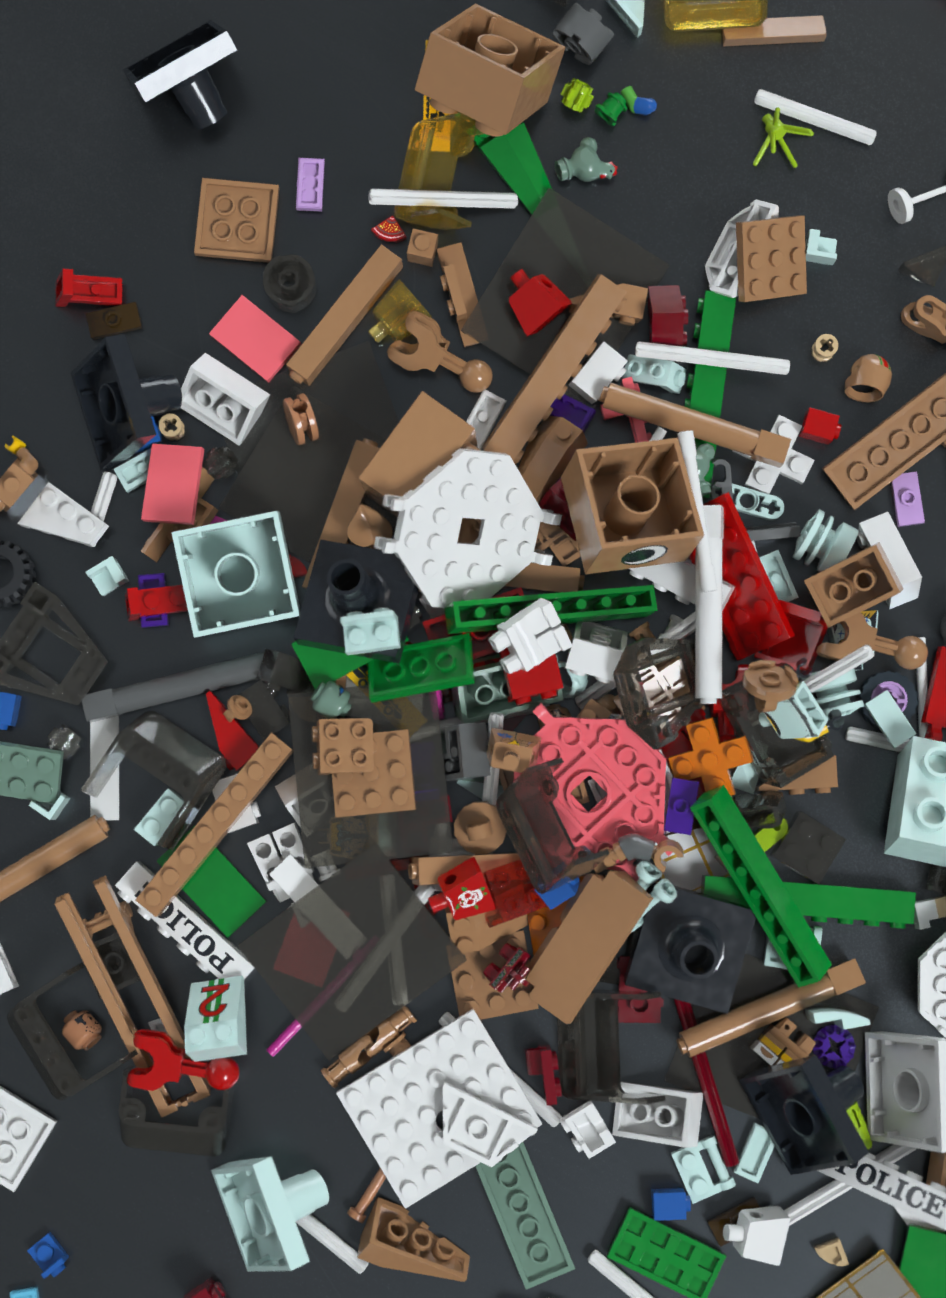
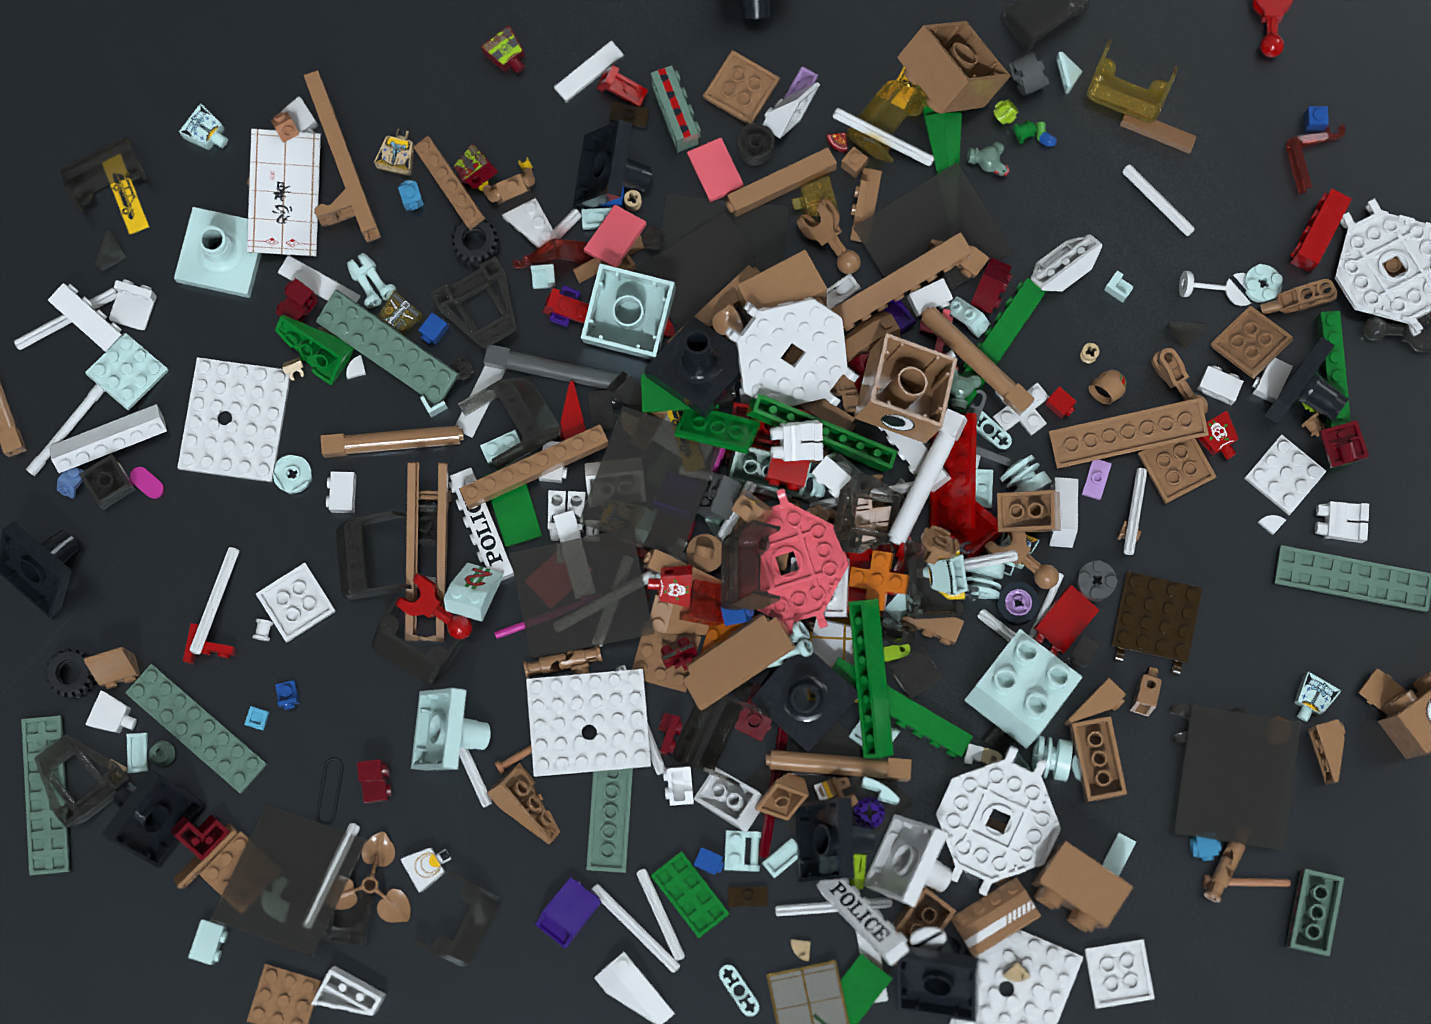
camera: 30 degrees right, 5 degrees down
(36, 290) = (588, 71): none -> white tile
(81, 1030) = (381, 559): nougat head -> none
(107, 538) = (555, 249): none -> clear red hinge
(165, 284) = (675, 108): none -> sand green brick
(222, 398) = (674, 197): white slope -> none
(238, 708) = (586, 399): medium nougat plate -> none
(300, 418) = (719, 234): nougat head -> none
(311, 221) = (789, 111): none -> white slope
(331, 700) = (649, 422): sand green head -> none
(343, 746) = (642, 453): medium nougat bracket -> none
(370, 631) = (696, 387): light aqua bracket -> none
(383, 789) = (652, 482): medium nougat plate -> none
(480, 1127) = (608, 745): white wing -> none
(536, 301) = (911, 231): red torso -> none
(639, 847) = (799, 610): piece -> none
(681, 798) = (839, 606): dark purple plate -> none
(705, 569) = (934, 451): white piece -> none
(712, 358) = (1010, 323): white axle -> none
(725, 1081) = (784, 797): none -> medium nougat slope
(759, 1233) = (758, 908): white torso -> none
(771, 258) = (1081, 276): medium nougat plate -> none
(776, 131) = (1127, 197): lime plant -> none
(890, 719) = (1011, 614): light aqua tile -> none

